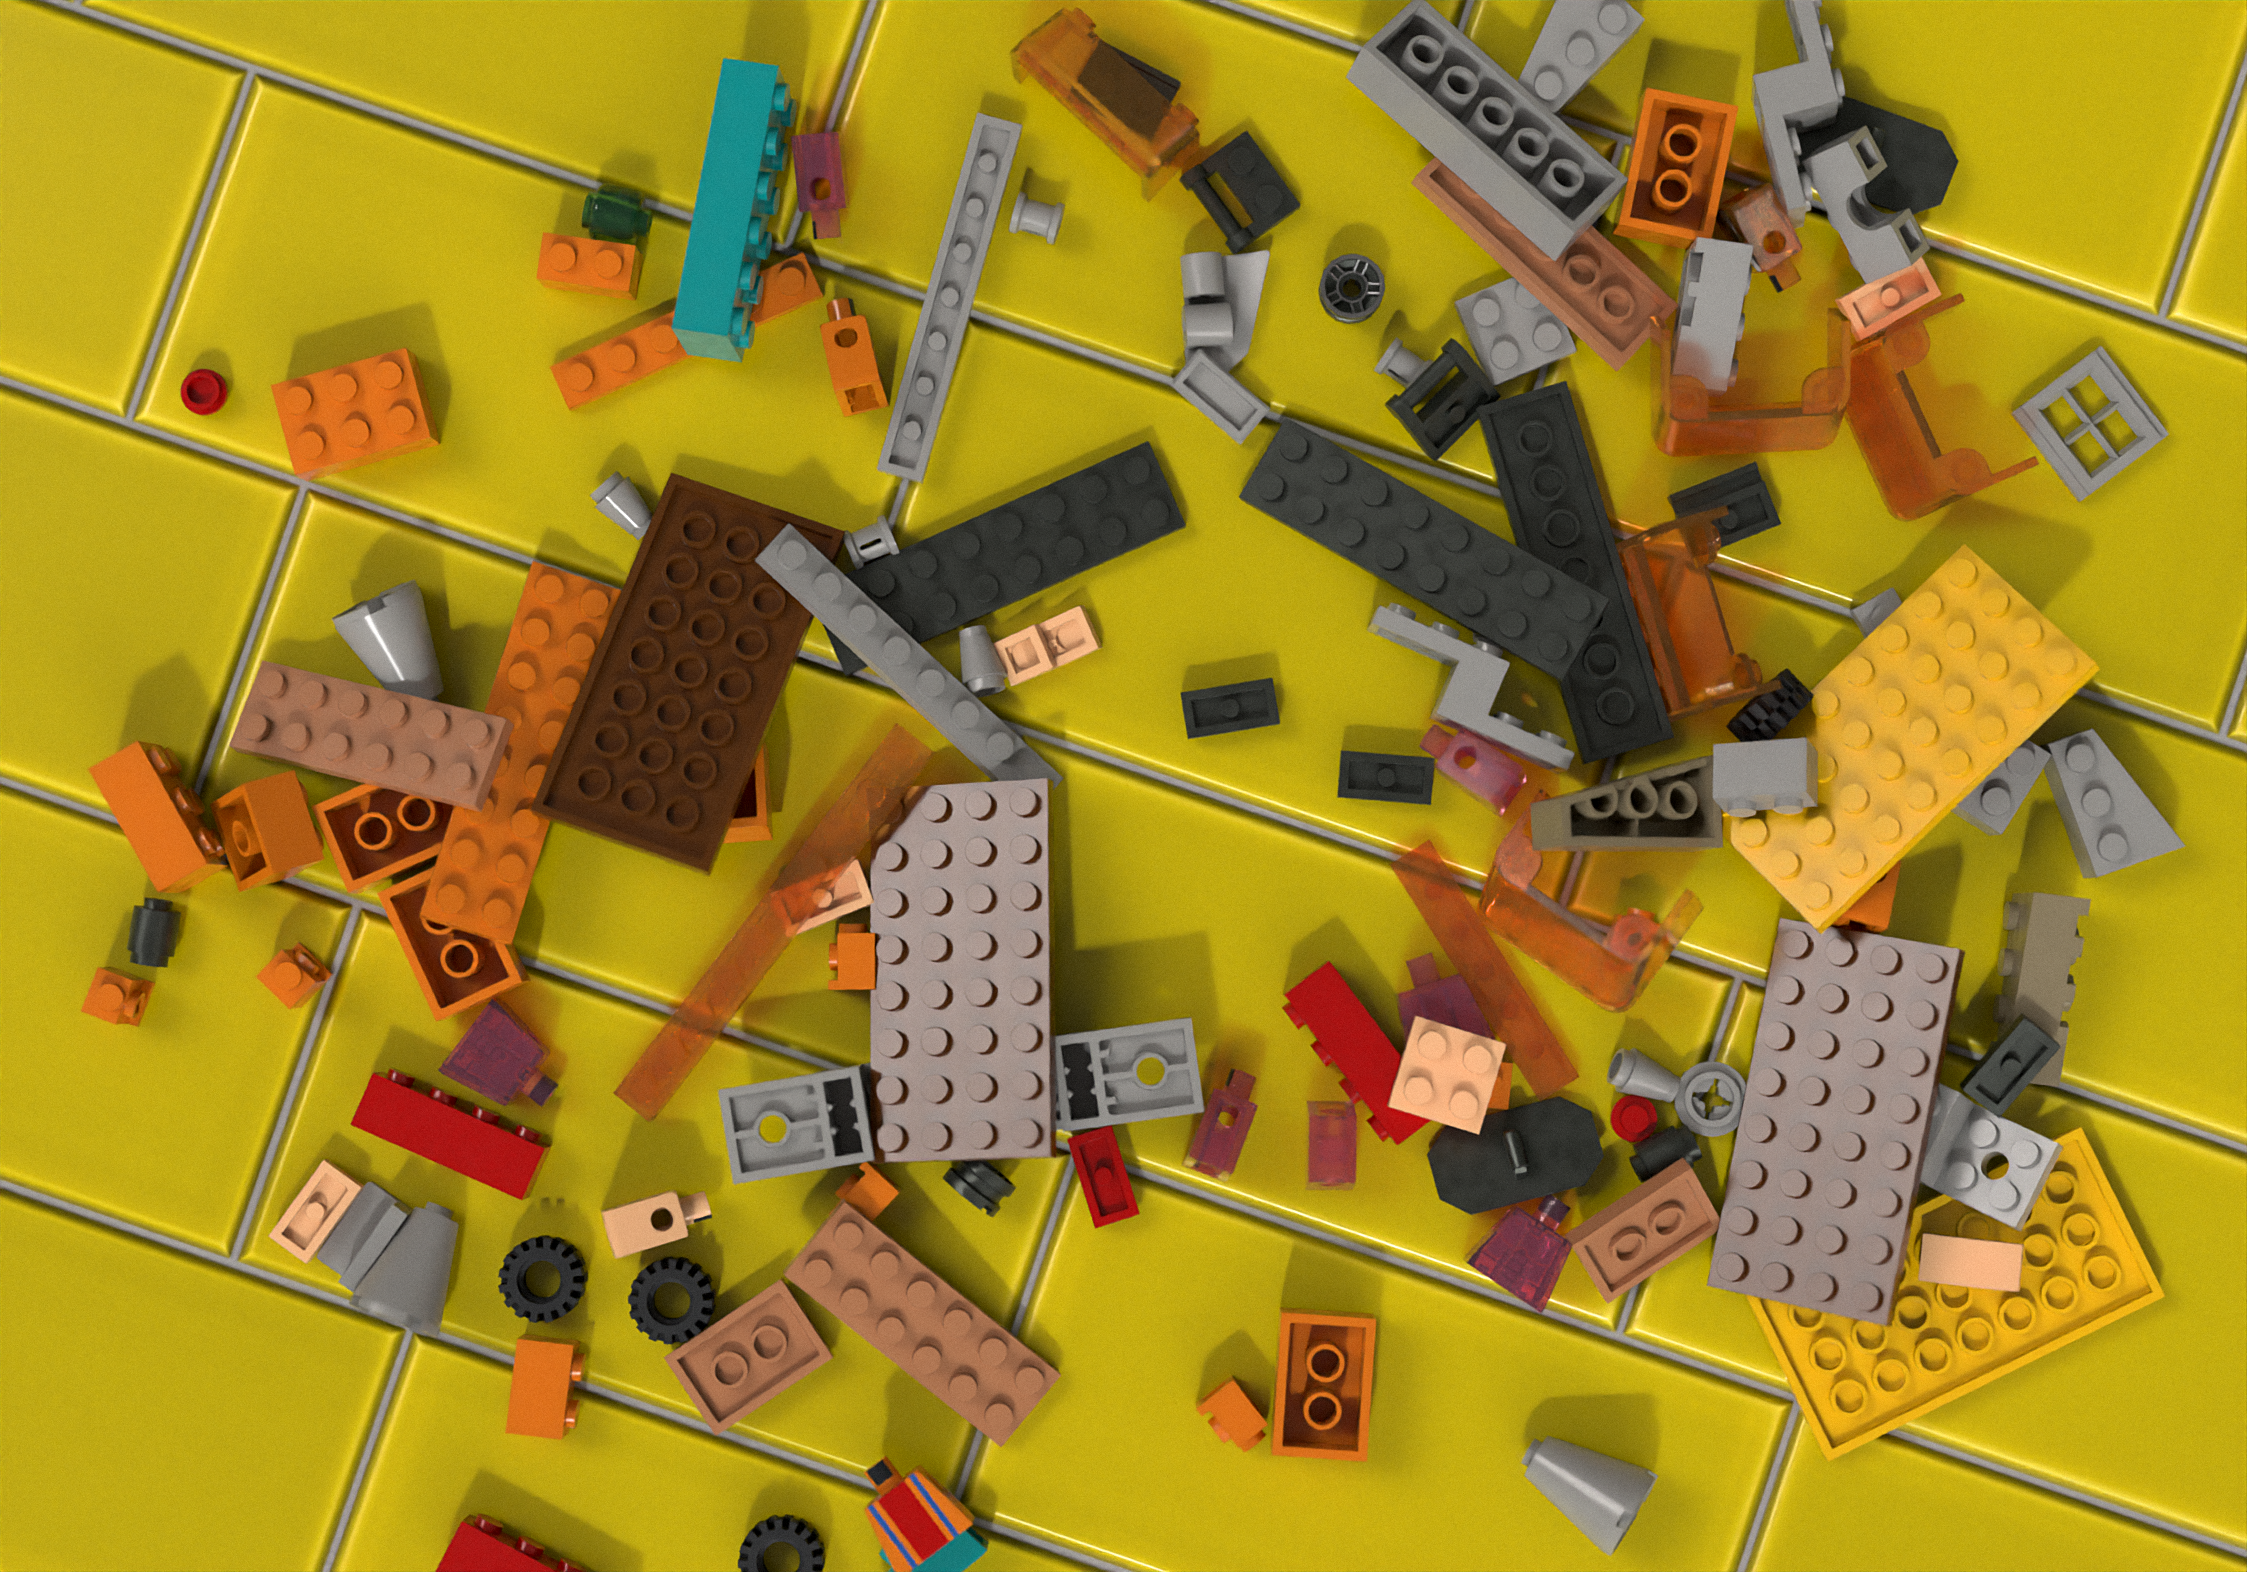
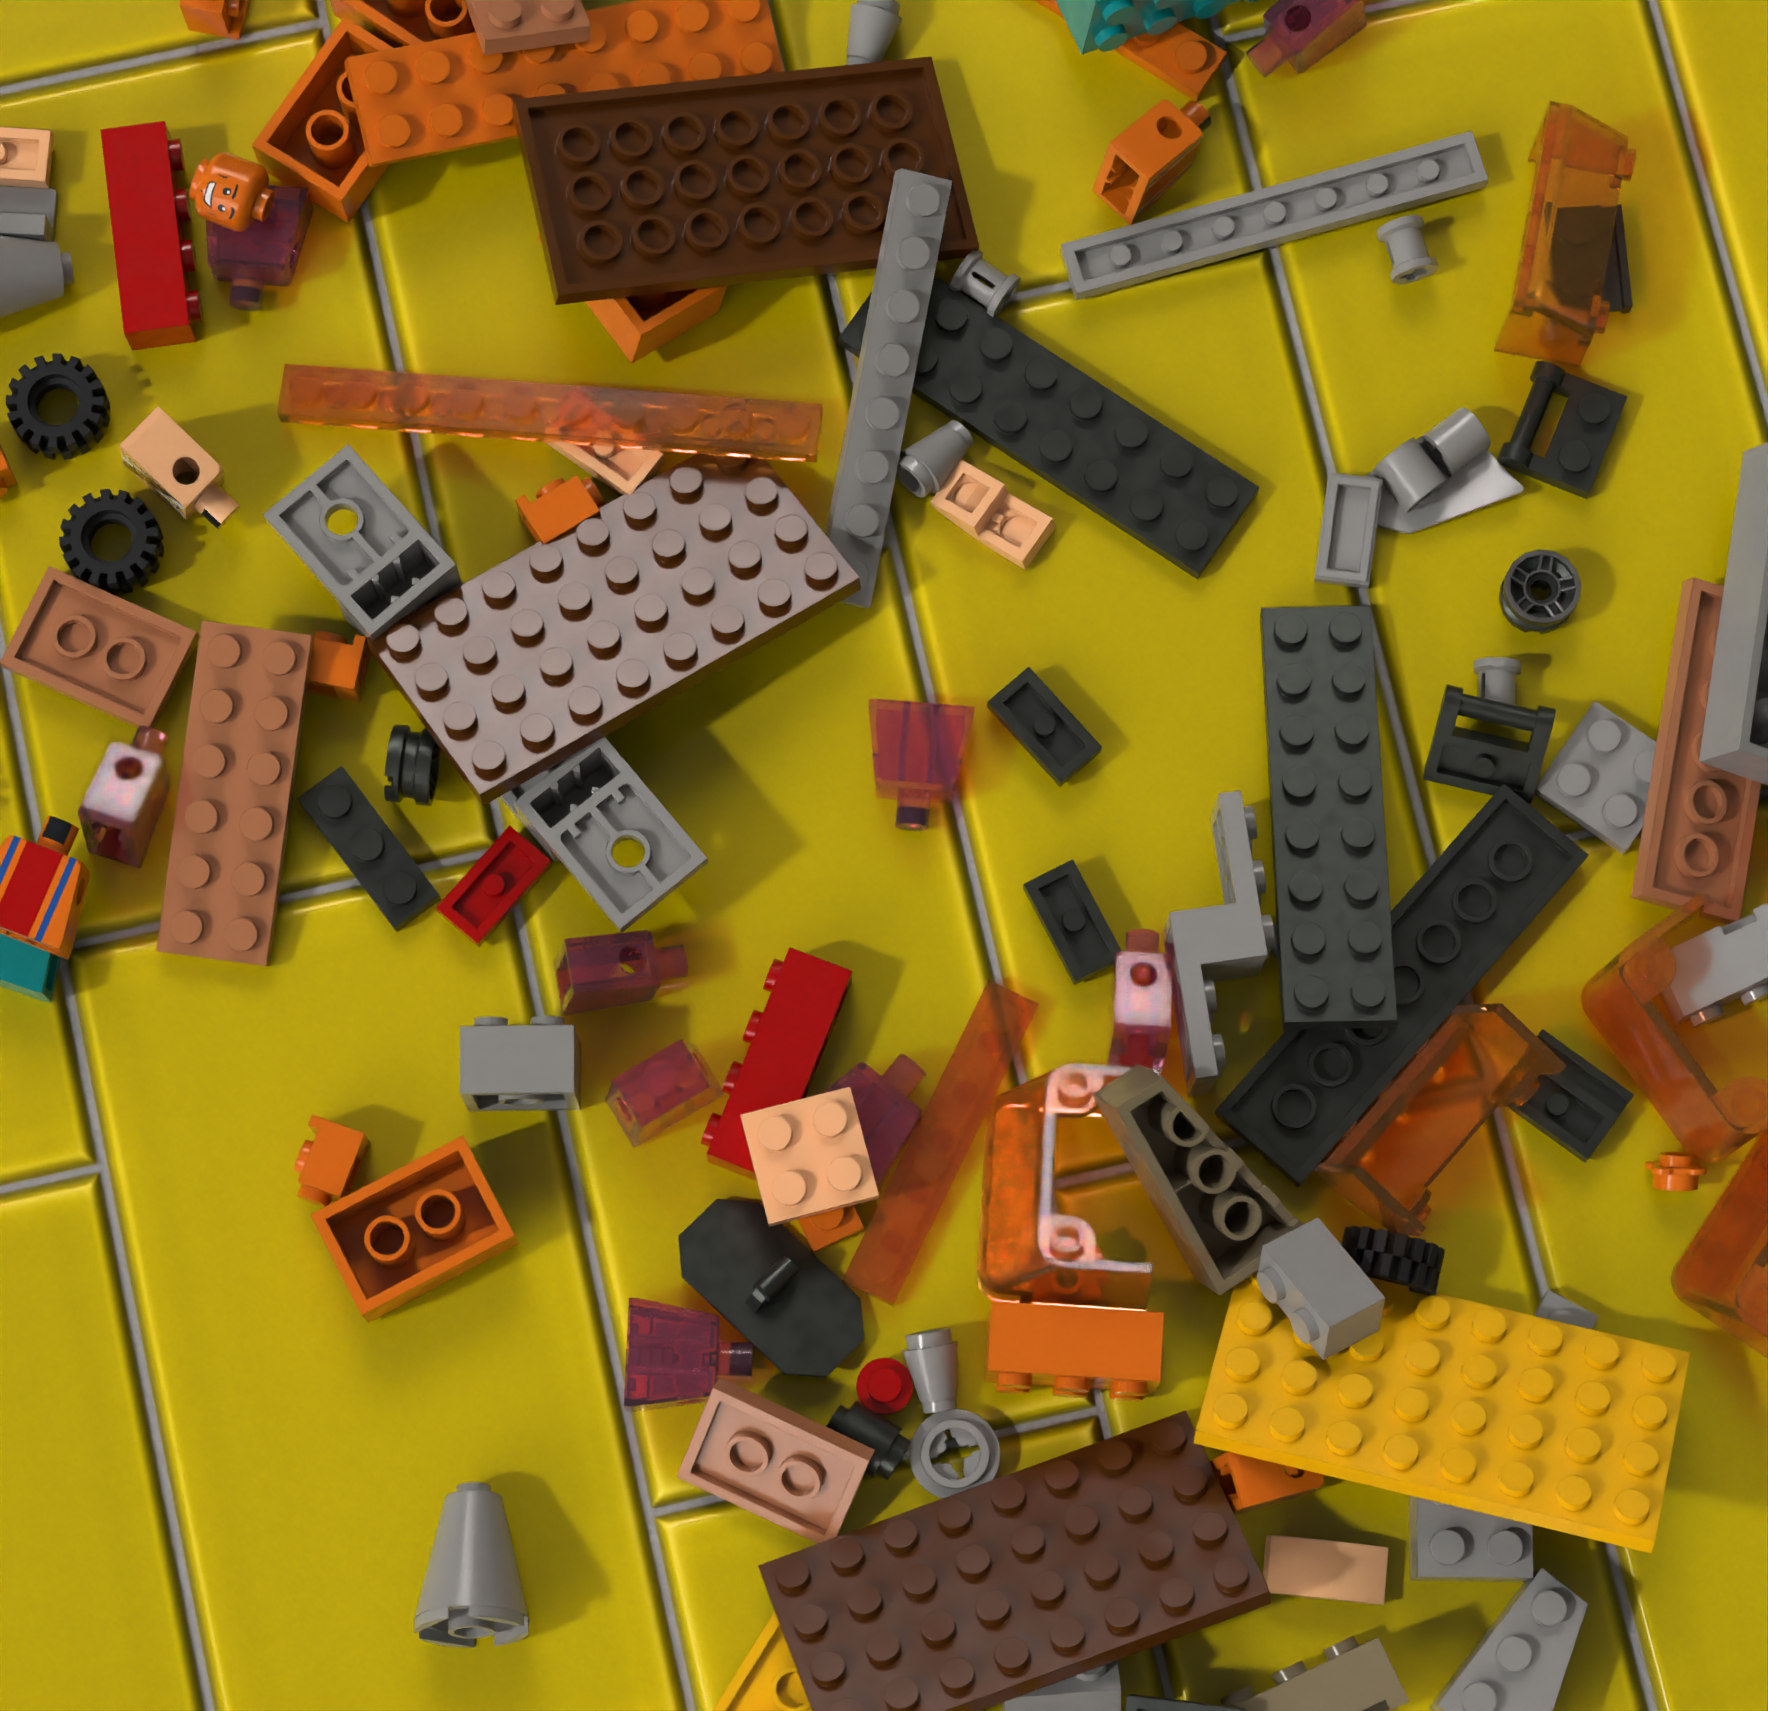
camera: 50 degrees right, 10 degrees down
(466, 1059) = (231, 191): none -> orange head
(891, 1413) = (126, 798): none -> torso
(1017, 1248) = (369, 848): none -> pearl dark grey plate
(1196, 813) = (917, 755): none -> clear pink torso
(1252, 1240) = (520, 1065): none -> light grey brick
(1698, 974) = (1074, 1350): none -> orange brick
(1826, 467) = (1675, 1171): none -> orange plate
(1949, 891) = (1325, 1569): none -> light nougat slope

